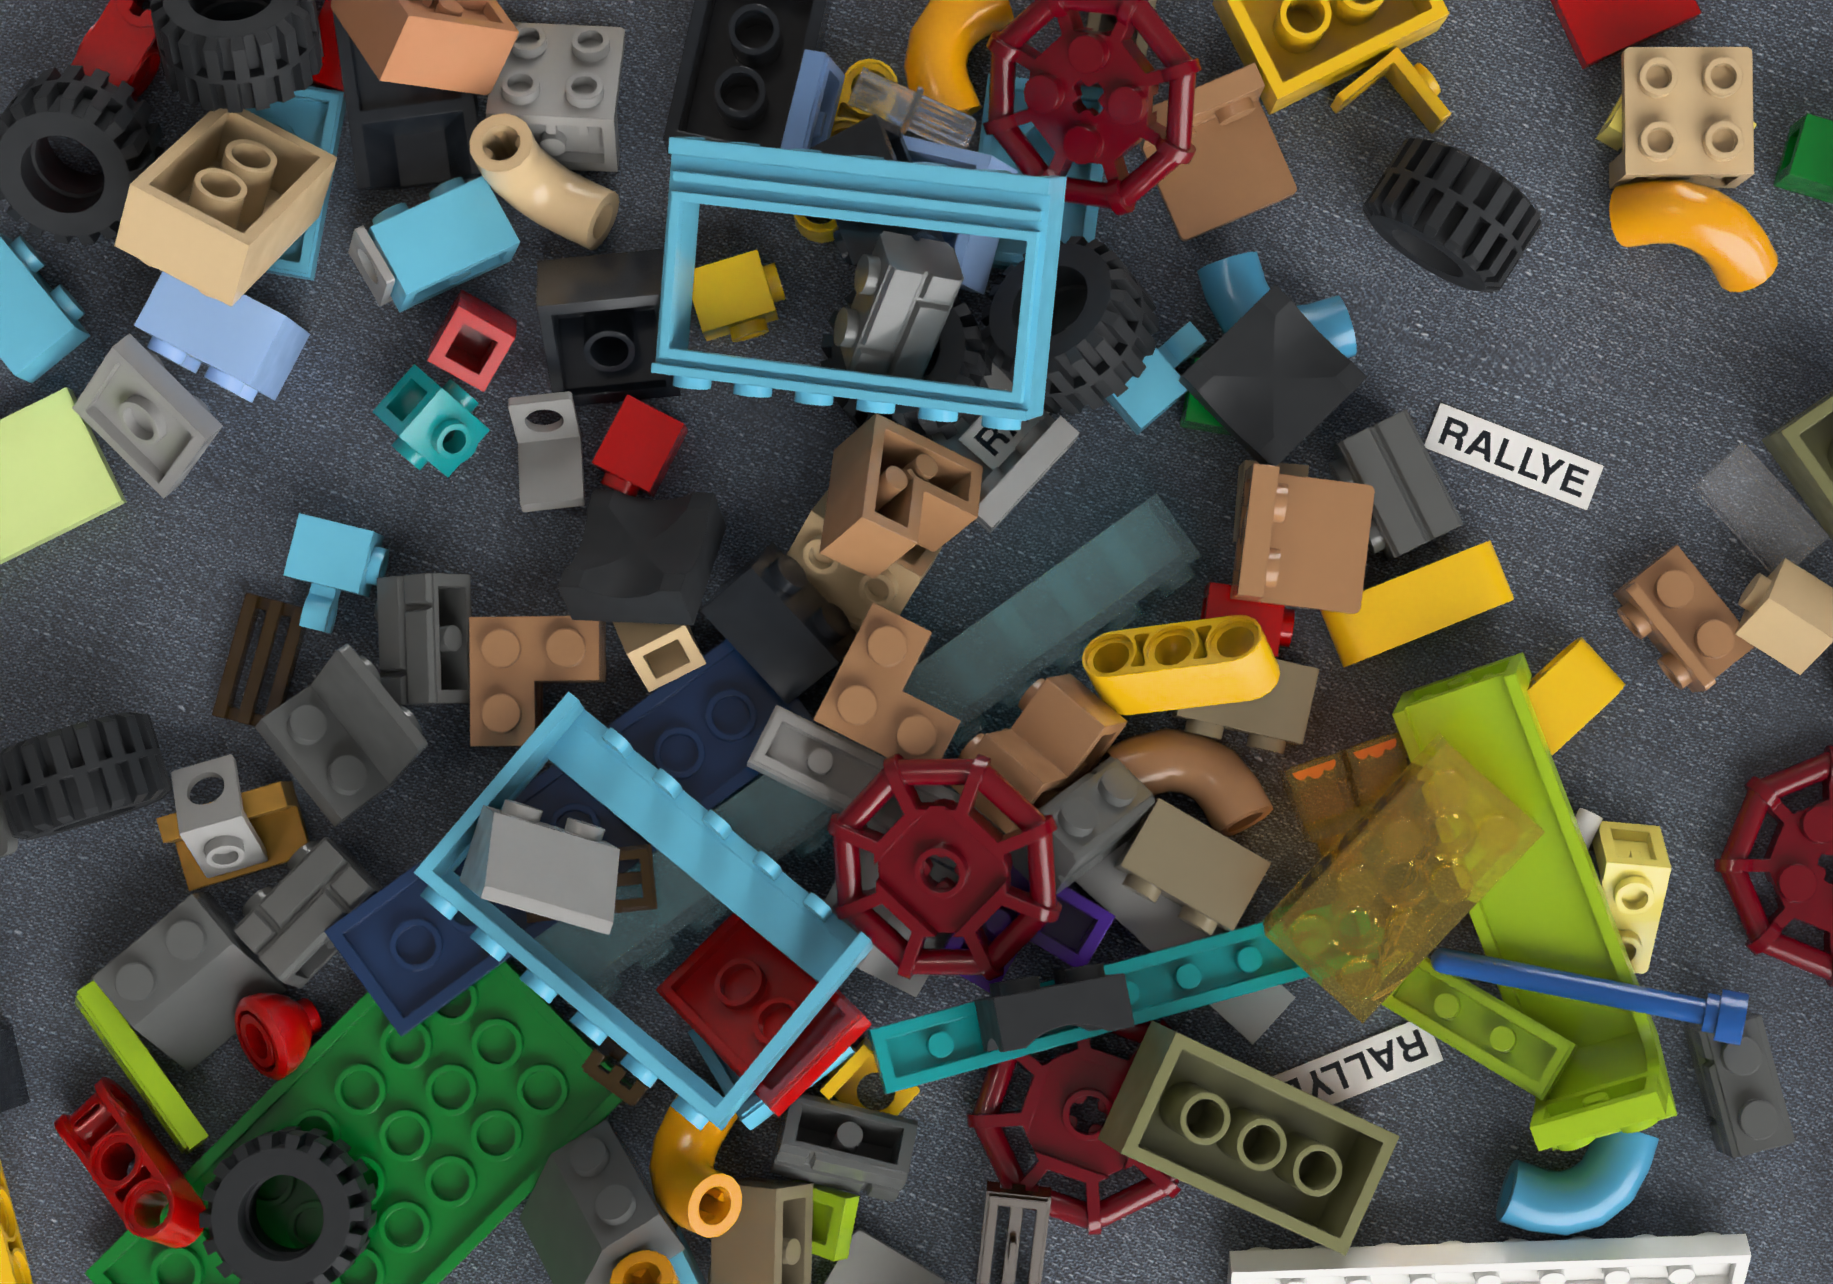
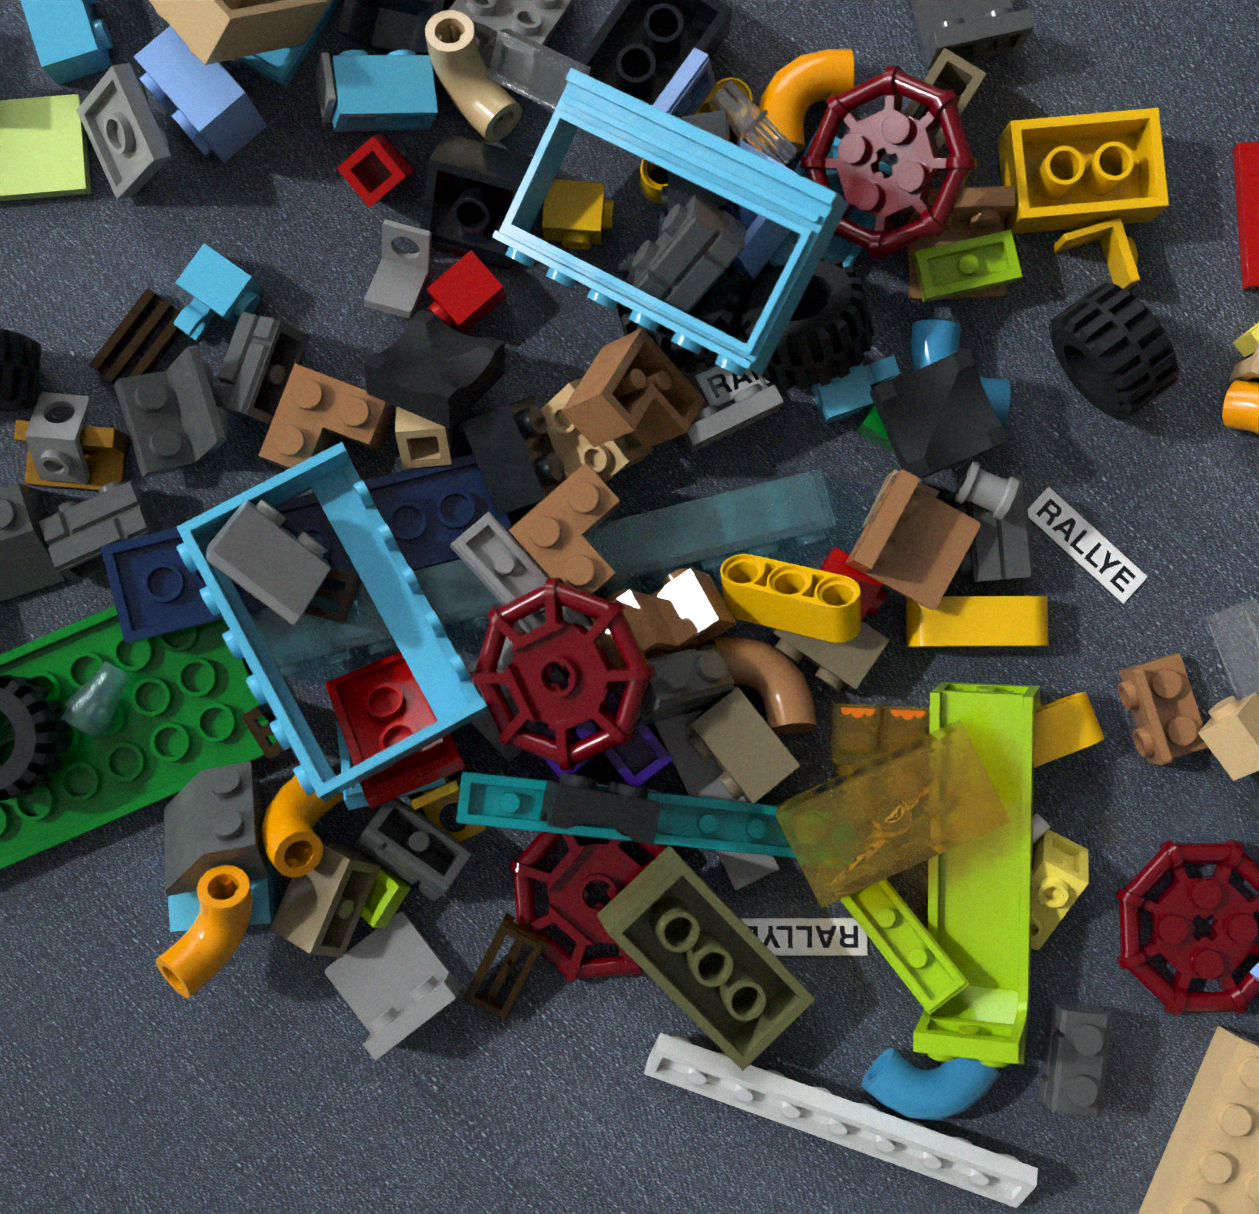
camera: 20 degrees right, 0 degrees up
(276, 1031) = (43, 606): red brick -> none
(391, 1119) = (96, 700): none -> clear light blue cone
(431, 421) = (325, 216): teal brick -> none
(618, 147) = (531, 68): none -> clear tile
(1235, 177) = (967, 266): none -> lime plate
(1364, 444) = (986, 490): none -> light grey bush
(1718, 1014) = (1083, 1003): blue piece -> none

